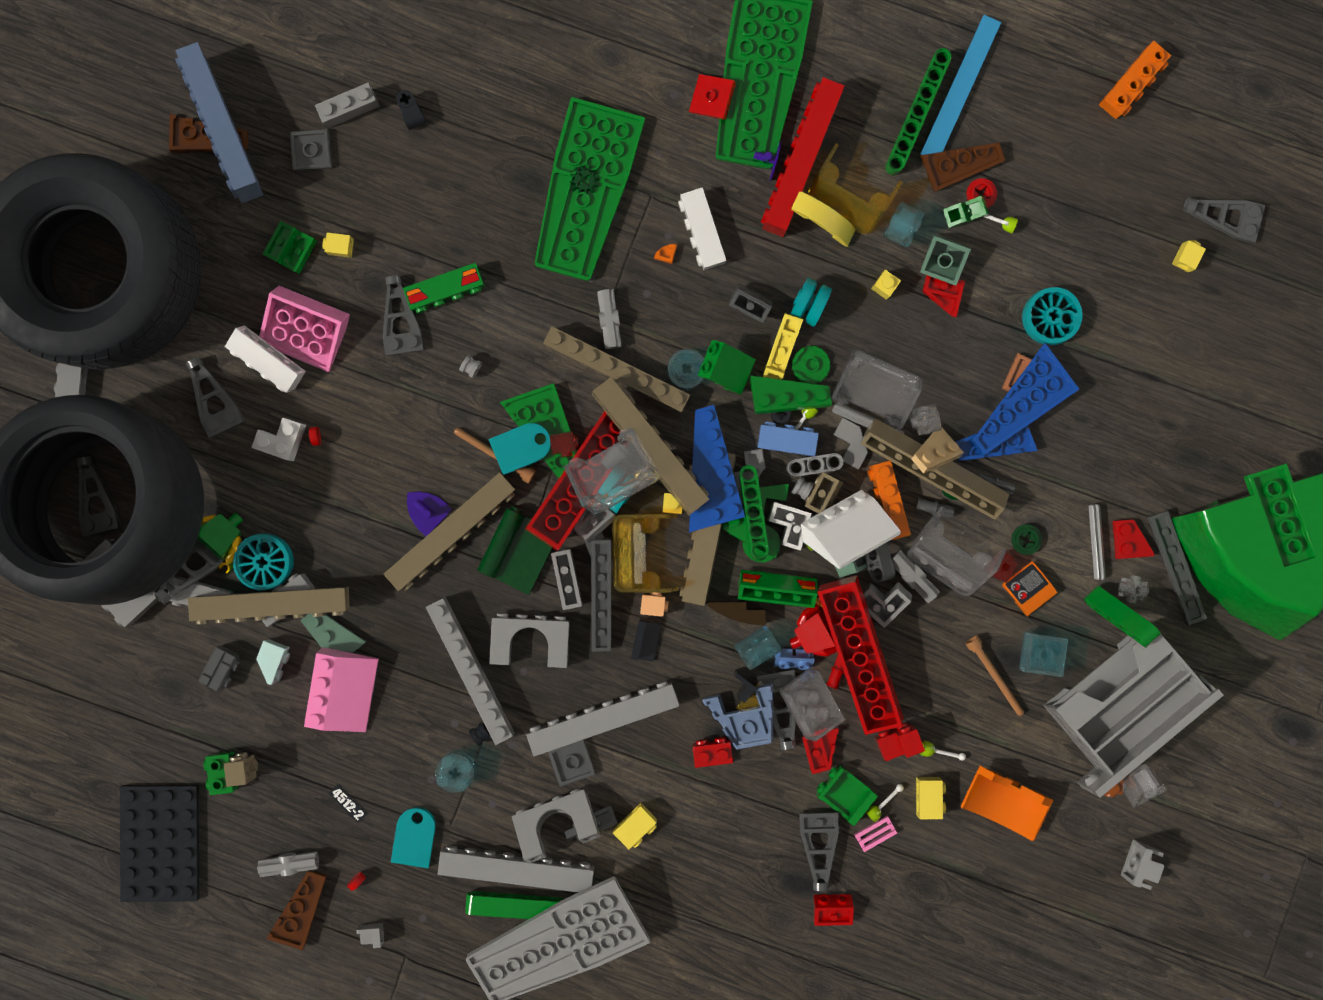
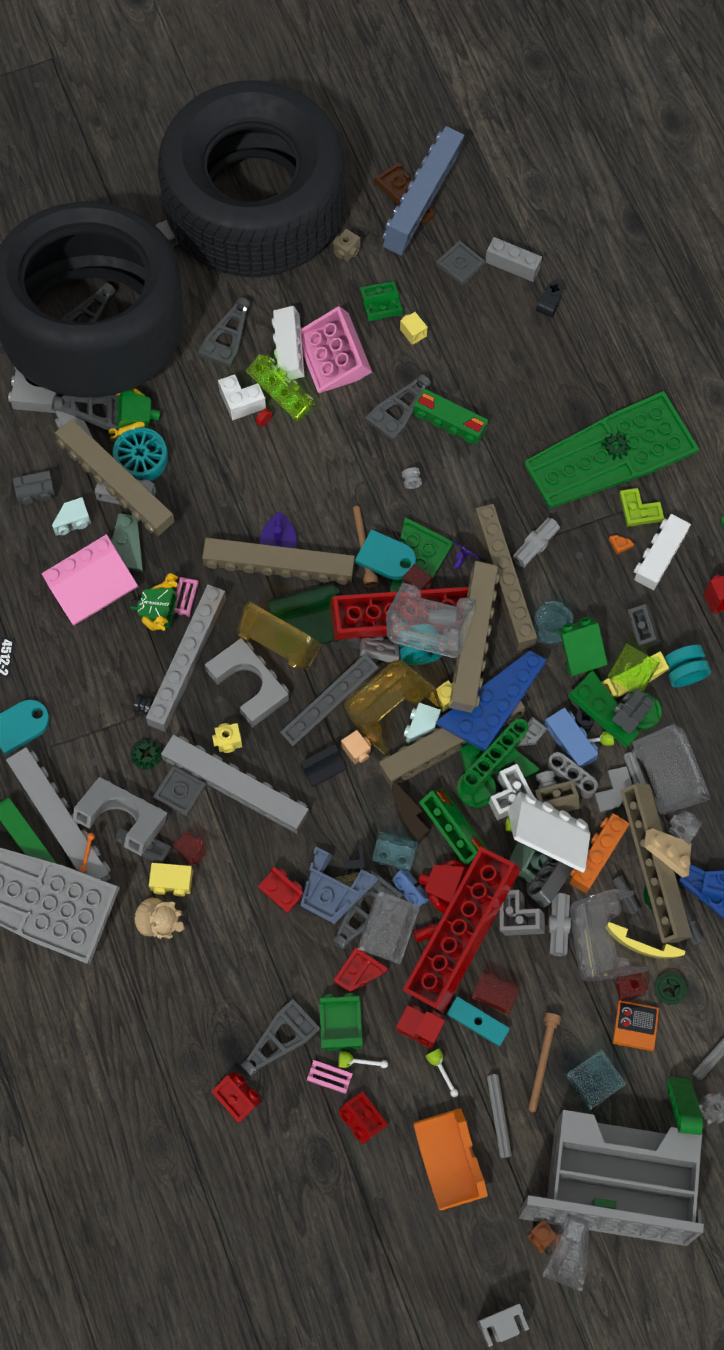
camera: 45 degrees right, 20 degrees down
(214, 231) = (346, 245): none -> dark tan brick
(301, 402) = (280, 387): none -> clear neon green brick
(408, 658) = (157, 604): none -> green torso
(413, 622) = (181, 611): none -> bright pink tile
(445, 775) = (96, 699): clear light blue brick -> none
(517, 595) = (277, 636): none -> clear yellow windscreen
(525, 755) = (147, 762): none -> dark green gear
(565, 688) = (227, 737): none -> light yellow brick
(567, 579) = (319, 667): light grey brick -> none
(570, 382) = (461, 556): none -> dark purple shield
(574, 886) = (83, 868): none -> orange hinge
(624, 793) = (190, 848): none -> clear red brick
(652, 217) = (638, 513): none -> lime plate
(657, 860) = (158, 918): none -> tan hair
(678, 538) = (423, 722): none -> light aqua slope
(778, 344) = (633, 669): none -> clear neon green tile
(810, 377) = (632, 711): none -> dark grey brick
(921, 667) = (495, 993): none -> clear red brick
(924, 836) = (362, 1118): none -> red bracket
(930, 797) = (398, 1093): light yellow brick -> none
(941, 694) = (489, 1029): none -> teal tile
(983, 534) = (619, 934): none -> light yellow slope
(1005, 740) = (499, 1116): none -> light grey axle
(1138, 736) = (611, 1204): none -> green tile

